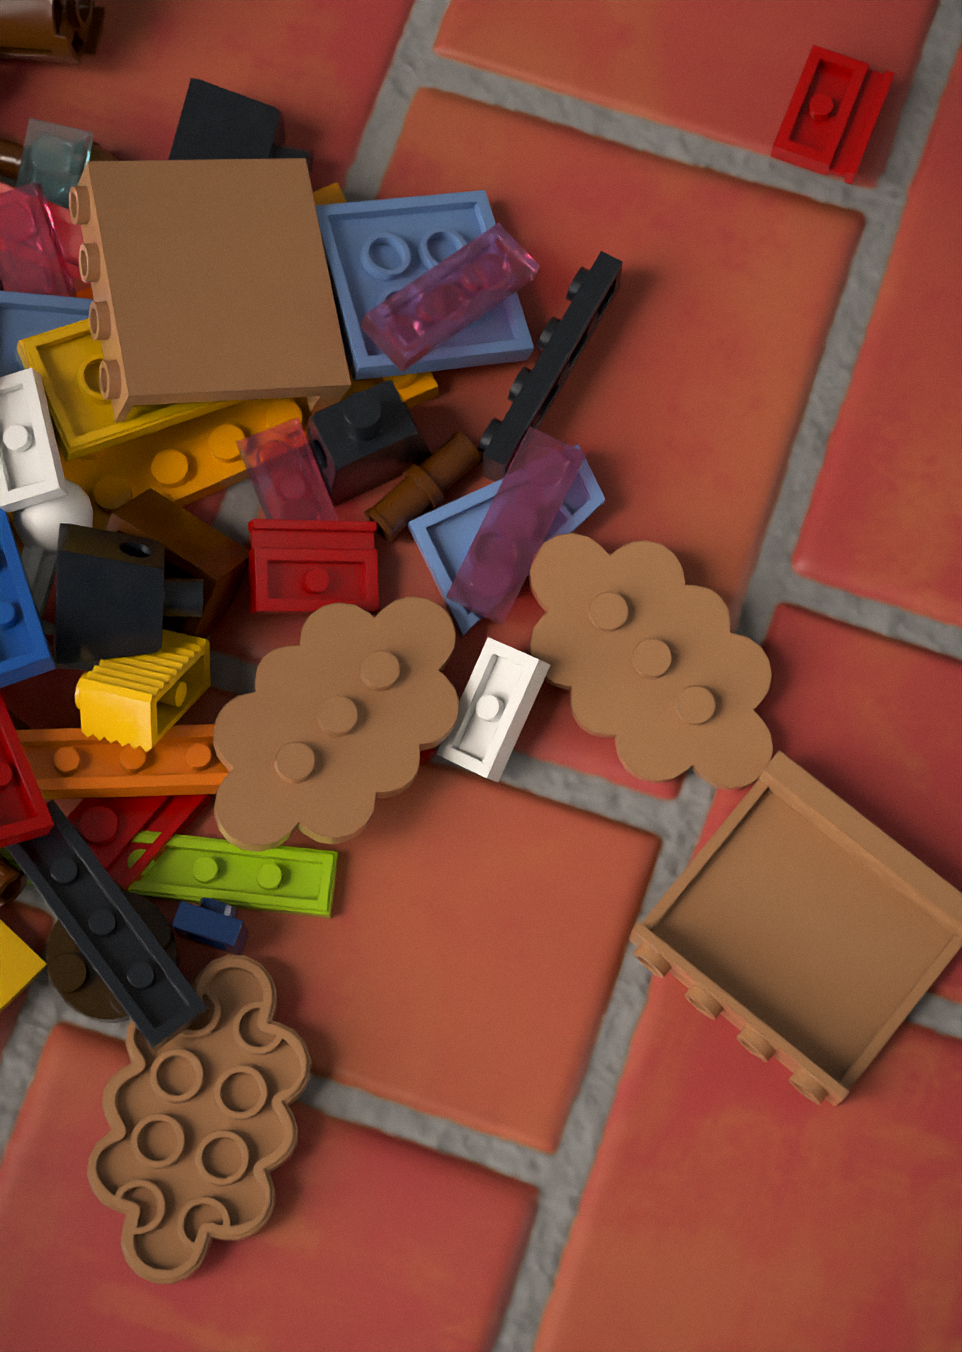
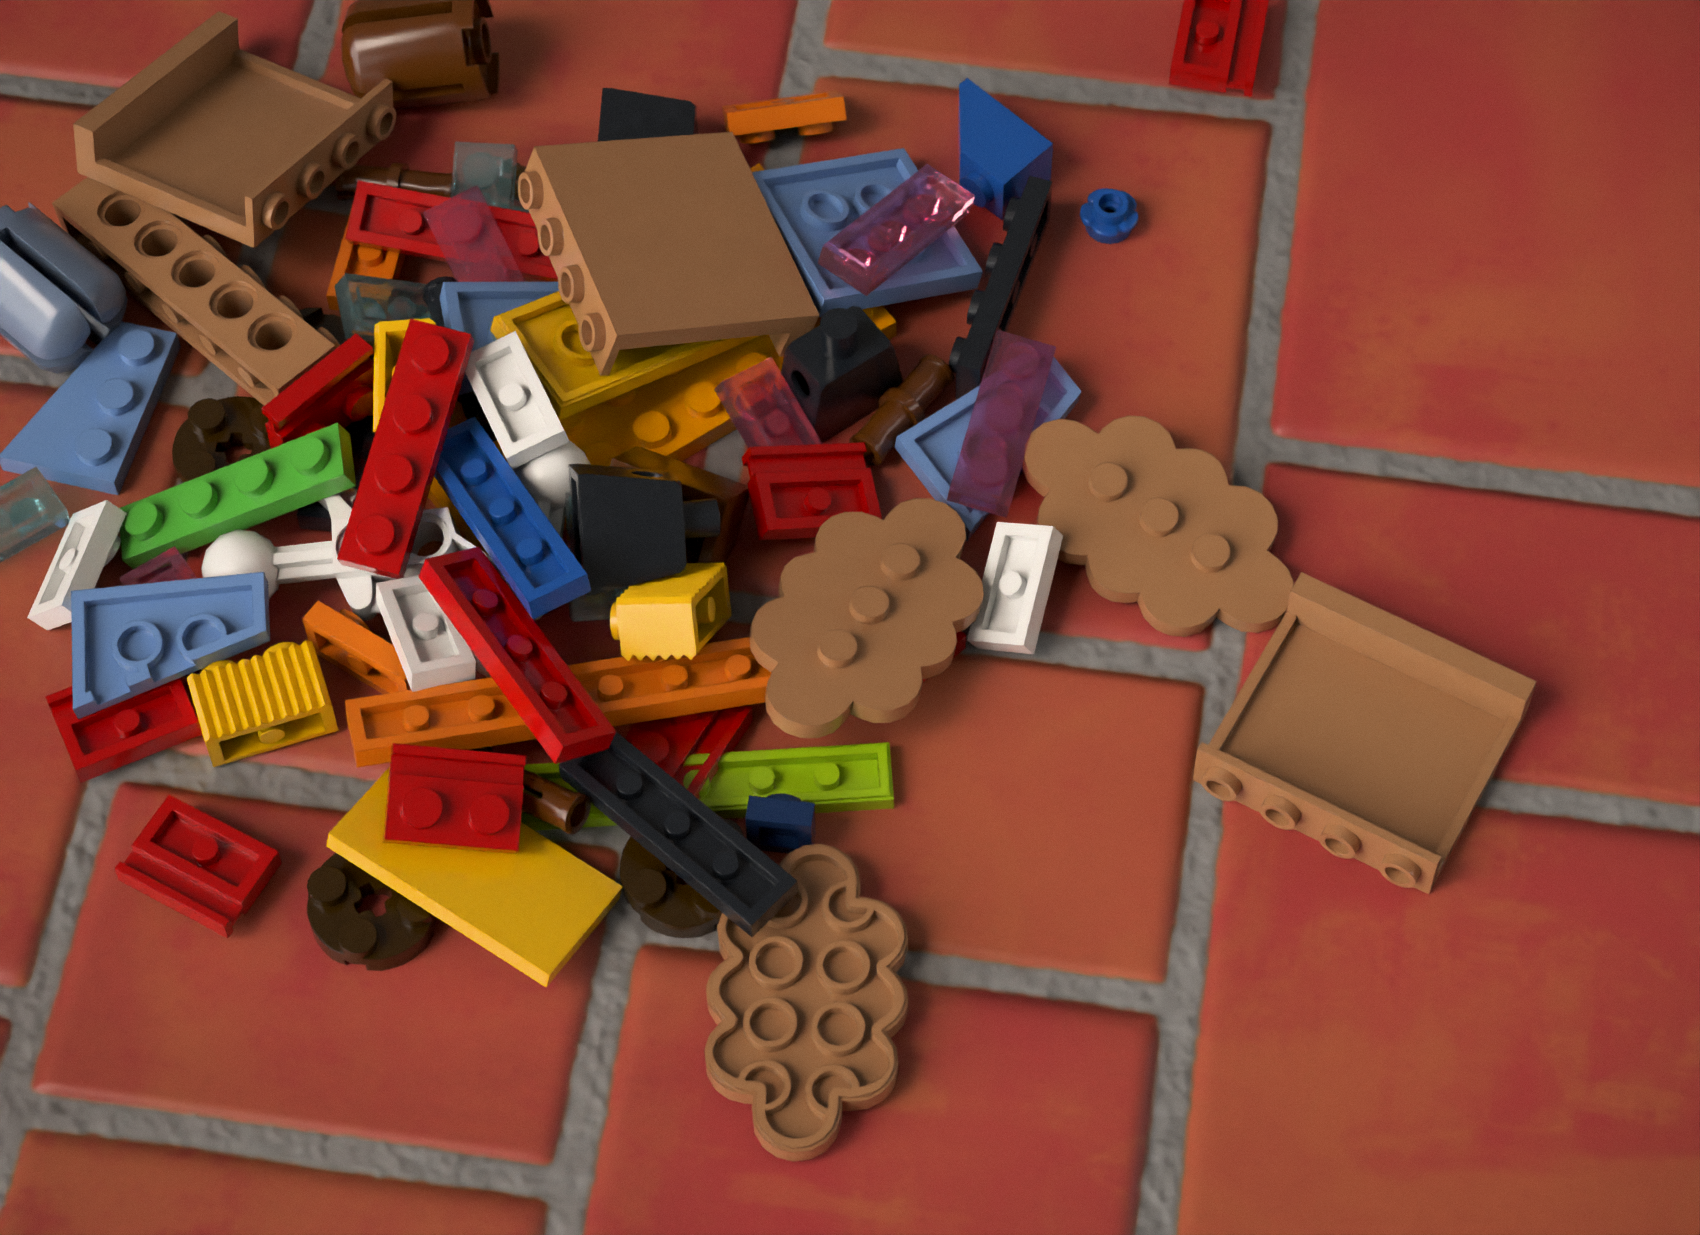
camera: 10 degrees left, 15 degrees down
(353, 130) = (808, 112): none -> orange plate
(576, 211) = (997, 150): none -> blue slope
(675, 312) = (1106, 226): none -> blue plate

